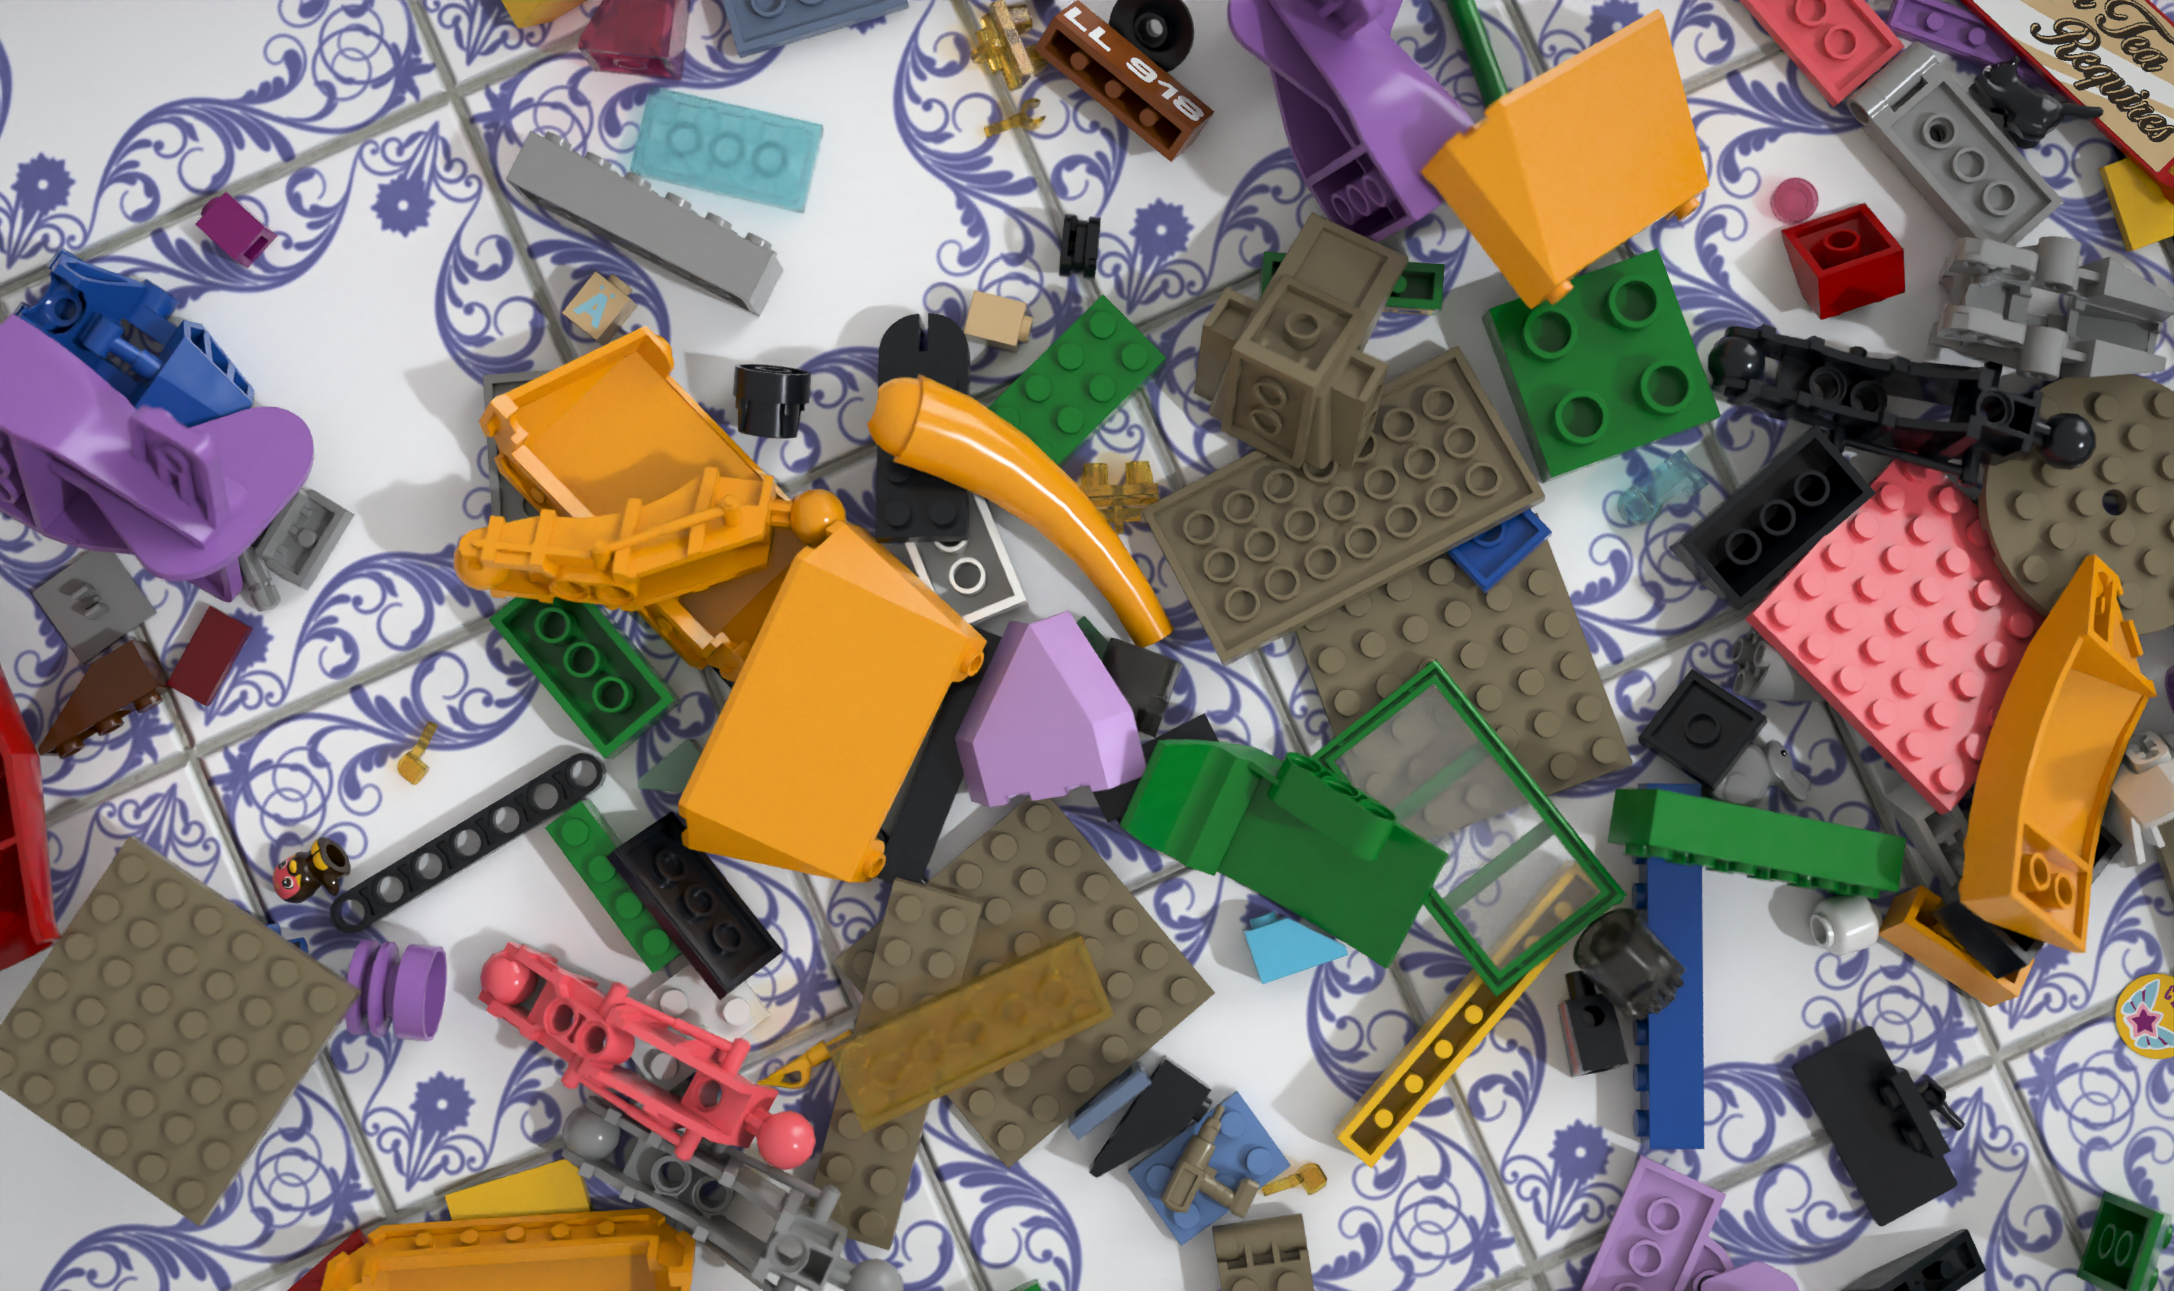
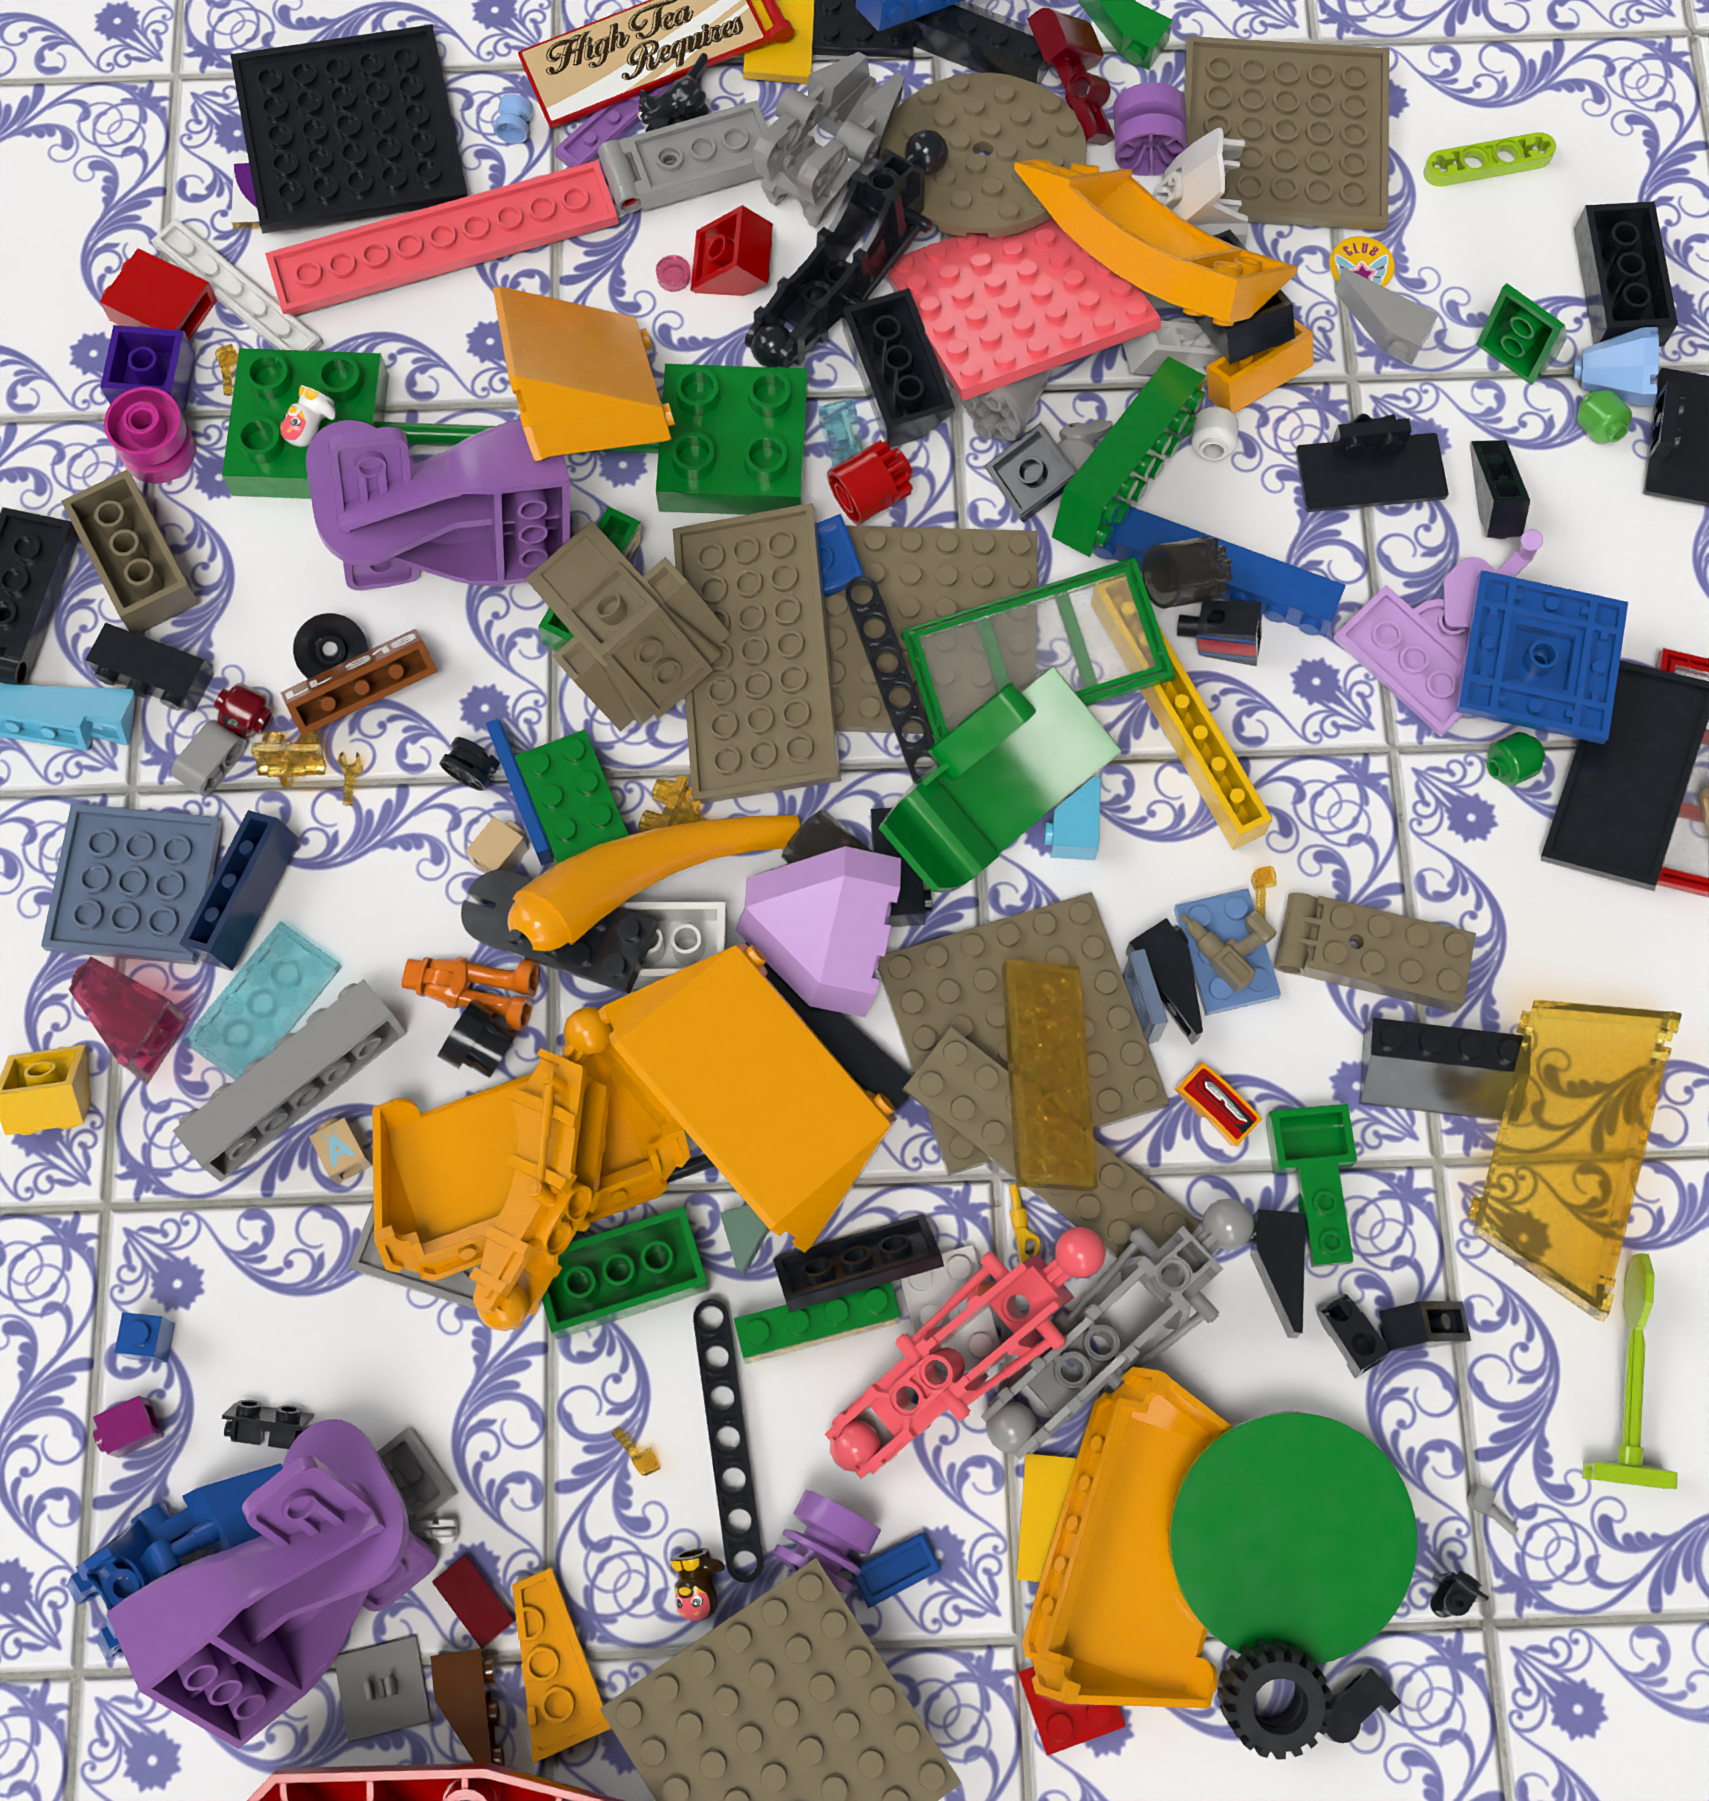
camera: 70 degrees left, 15 degrees down
(163, 777) = (555, 1670): none -> light orange wing
(293, 348) = (251, 1419): none -> black hinge
(328, 202) = (144, 1337): none -> blue brick
(408, 1069) = (896, 1570): none -> blue tile
(826, 339) = (450, 983): none -> orange piece
(832, 67) = (239, 890): none -> dark blue brick
(1029, 1221) = (1218, 1103): none -> slope
(1104, 284) = (520, 792): none -> blue tile
(1364, 671) = (889, 681): none -> black beam
(1610, 549) = (870, 481): none -> red gear
(2088, 1080) = (1389, 318): none -> light grey slope

